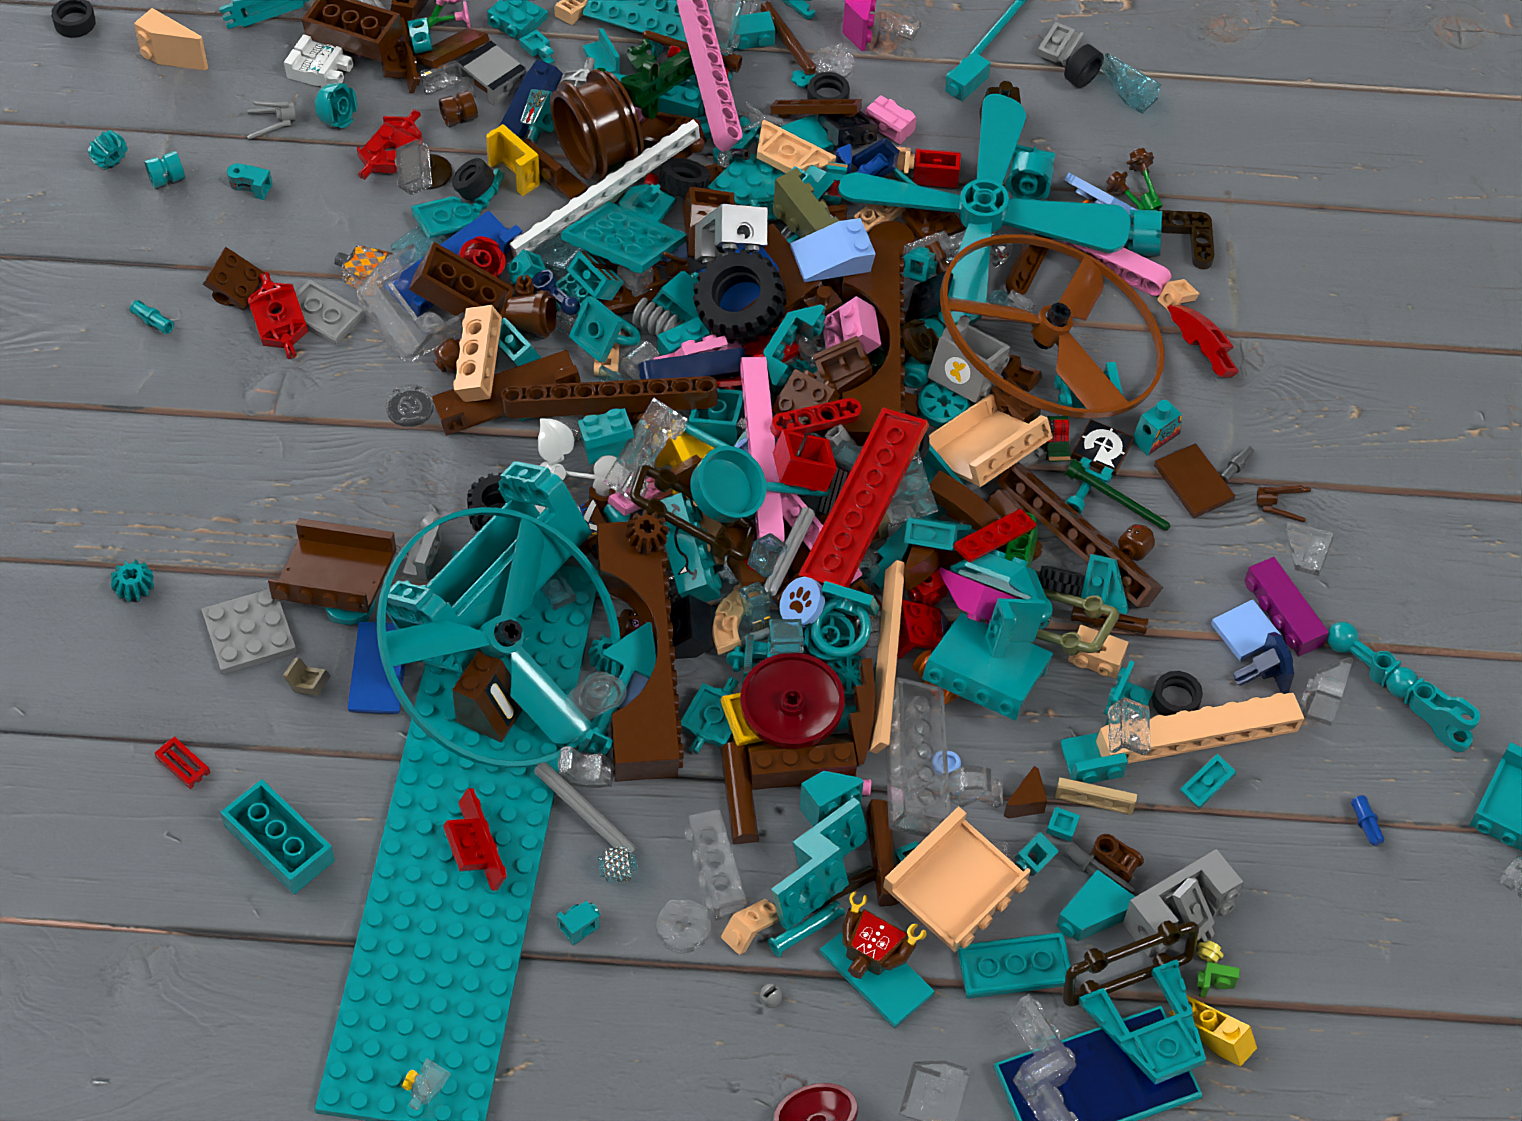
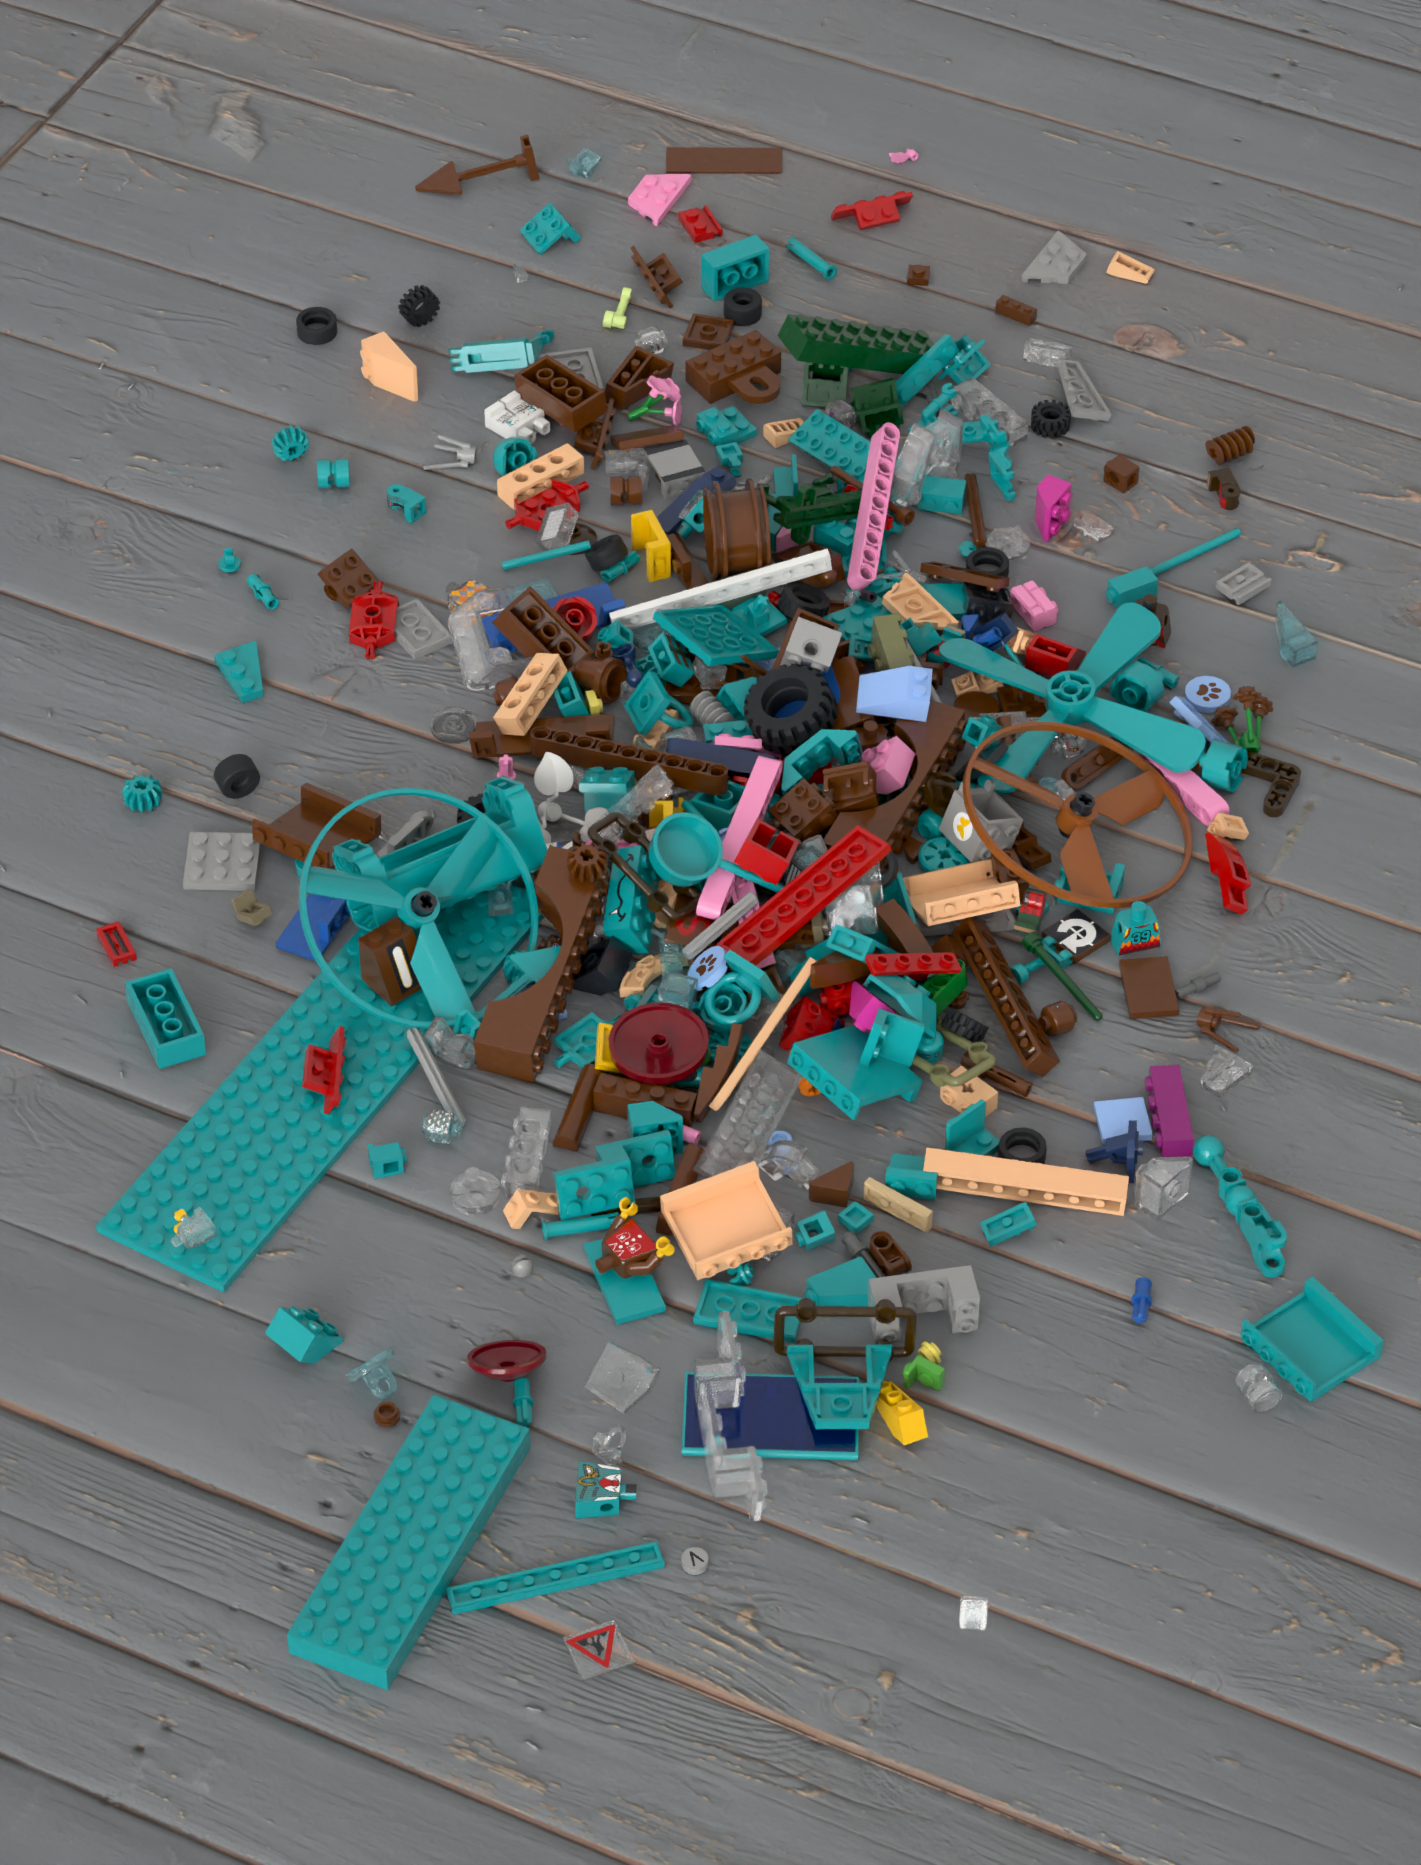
camera: 25 degrees right, 10 degrees down
(102, 294) = (229, 562): none -> teal plate
(170, 410) = (242, 670): none -> teal wing
(223, 532) = (237, 776): none -> black tyre
(367, 115) = (527, 481): none -> light nougat brick
(415, 197) = (546, 555): none -> teal piece
(420, 36) = (622, 421): teal leg -> none
(445, 215) = (566, 577): teal tile -> none
(493, 448) = (506, 767): none -> bright pink axle
(538, 342) = (594, 705): none -> light yellow plate
(595, 696) = (483, 985): clear piece -> none
(764, 554) = (695, 920): clear light blue bracket -> none
(814, 414) = (800, 819): red beam -> none
(992, 927) = (744, 1274): none -> teal plate
(1084, 66) = (1256, 615): black tyre -> none
(1086, 162) = (1207, 693): none -> light blue tile
(1105, 581) = (1003, 1039): teal wing -> none
(1129, 727) = (951, 1150): clear bracket -> none
(1194, 908) = (928, 1311): light grey hinge -> none

